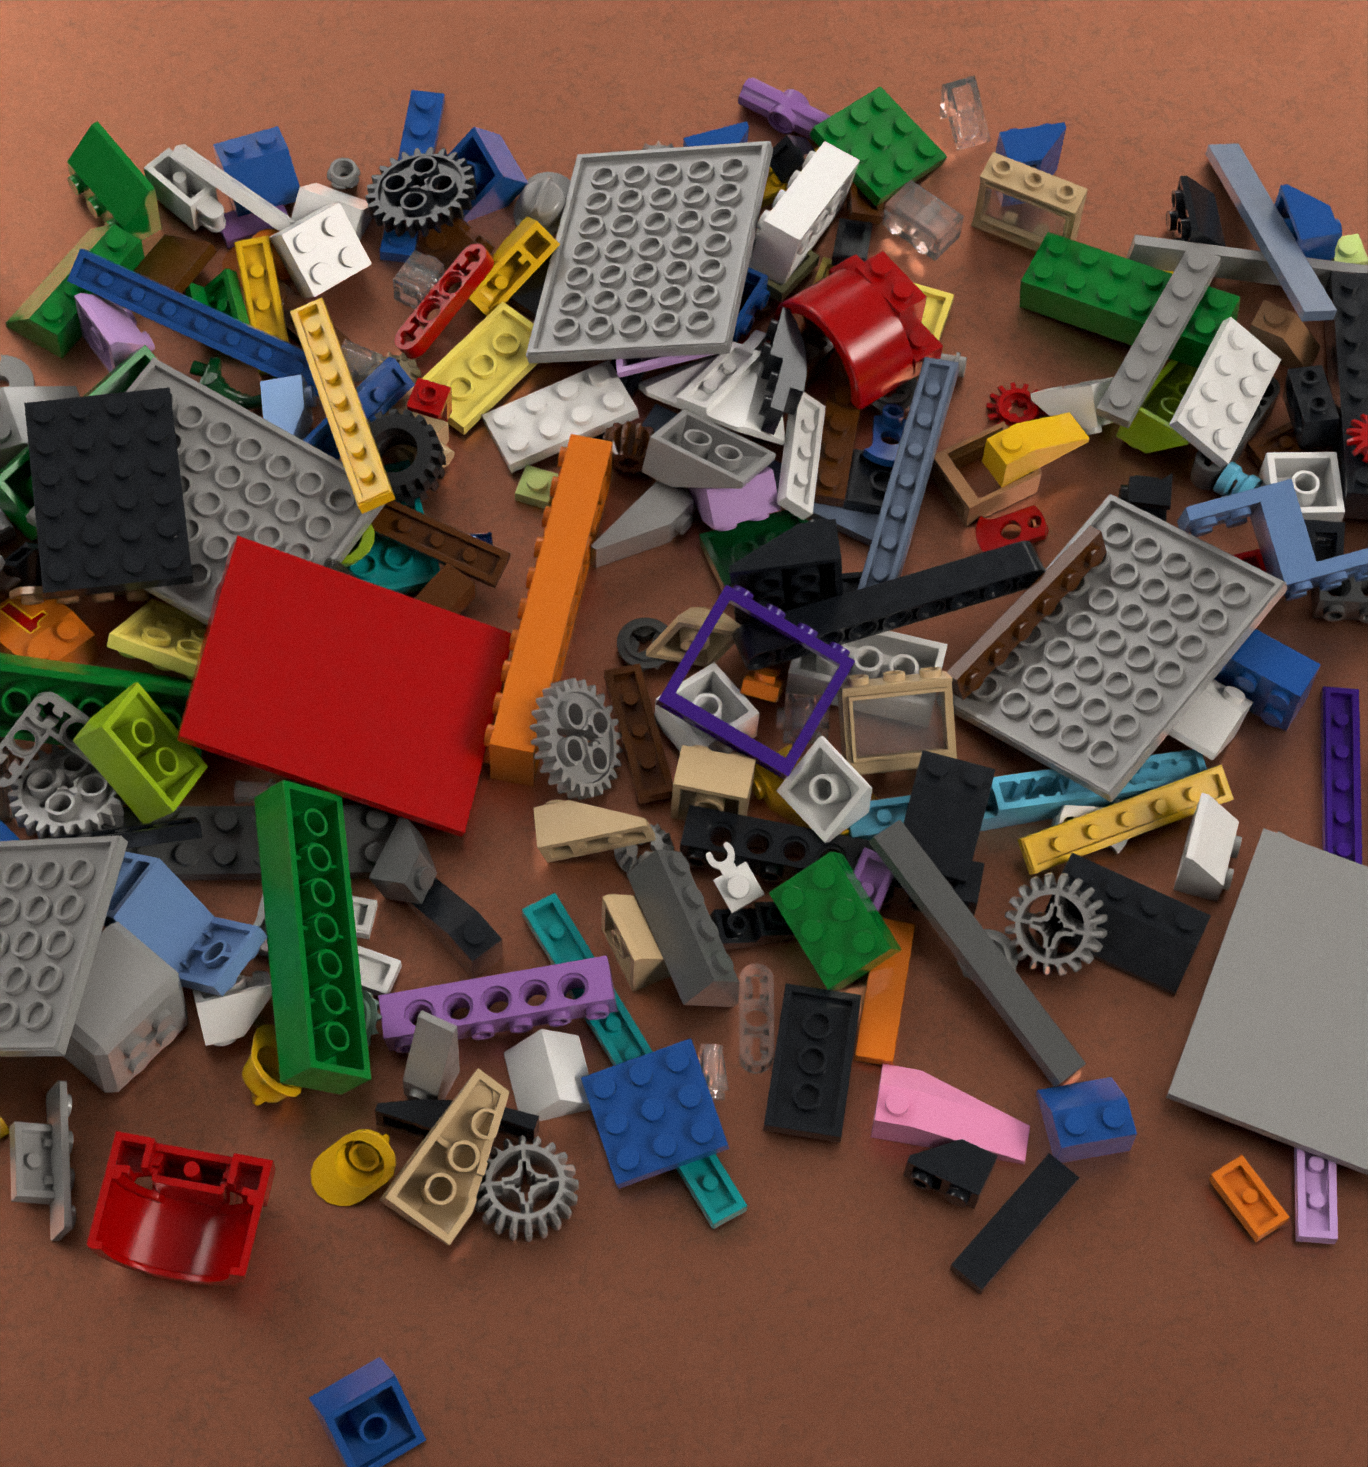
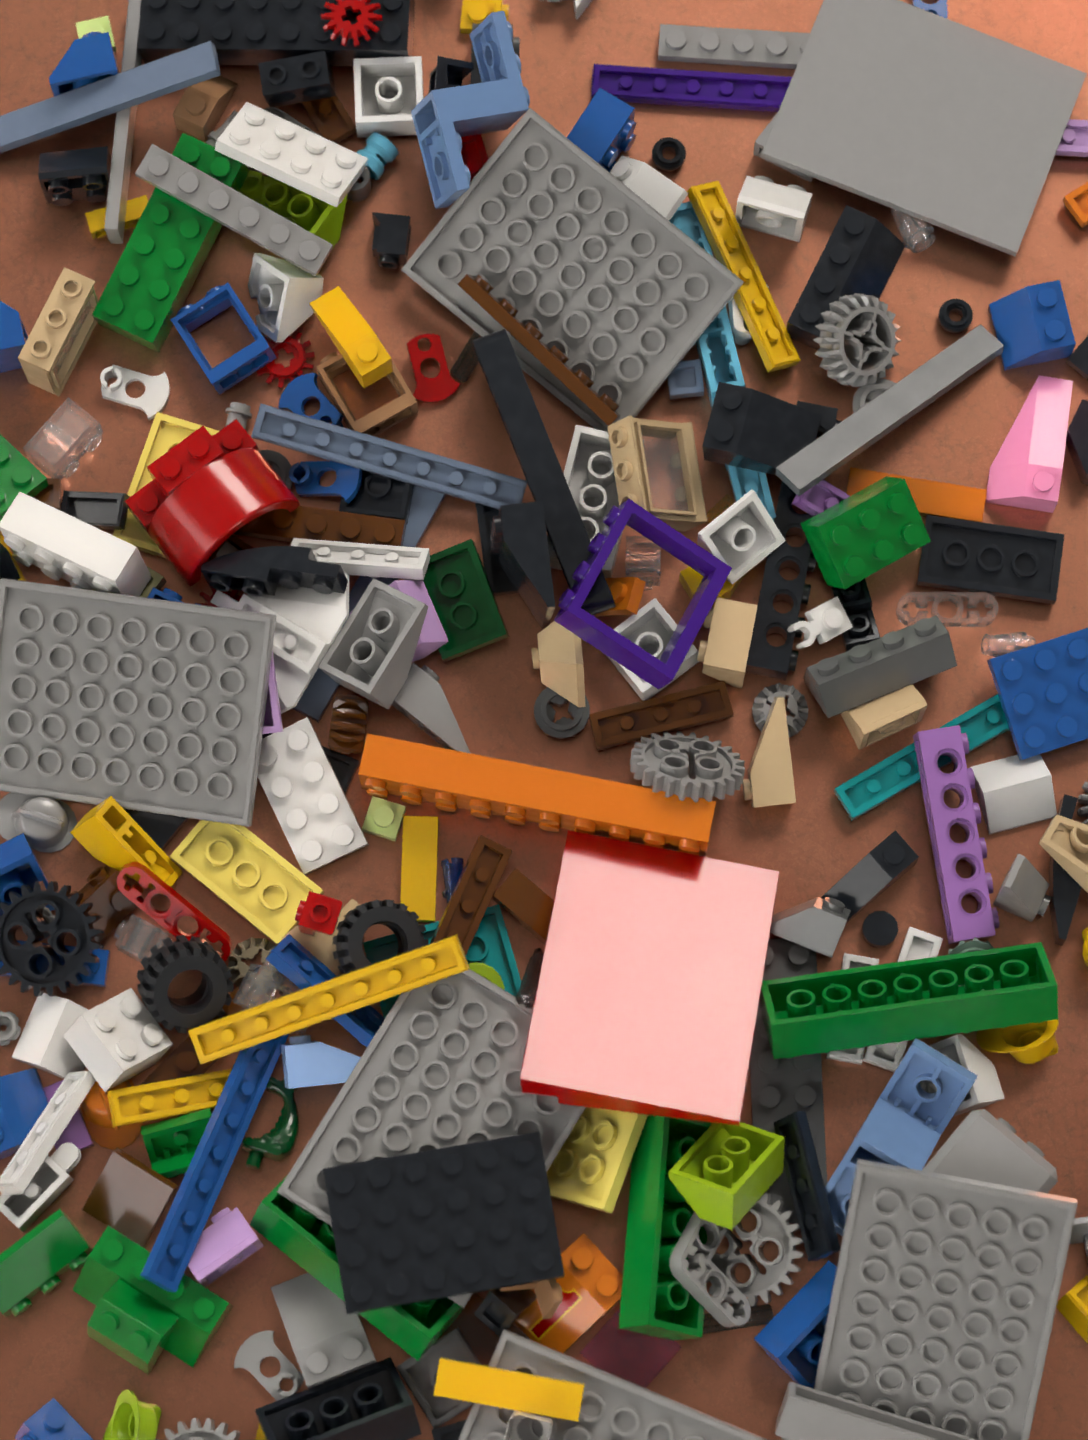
camera: 85 degrees left, 15 degrees up
(42, 257) = (131, 1325): none -> green slope
(394, 305) = (169, 962): none -> black tyre
(402, 938) = (879, 929): none -> black tile
(486, 515) = (420, 866): none -> yellow tile
(971, 413) = (306, 388): none -> blue piece
(985, 268) = (152, 401): none -> white piece
(1007, 761) = (686, 380): none -> sand blue plate
(1010, 368) = (240, 364): none -> blue window
(1100, 1031) = (958, 306): none -> black plate
(1185, 999) = (914, 232): none -> clear cone
(1266, 751) = (672, 145): none -> black plate

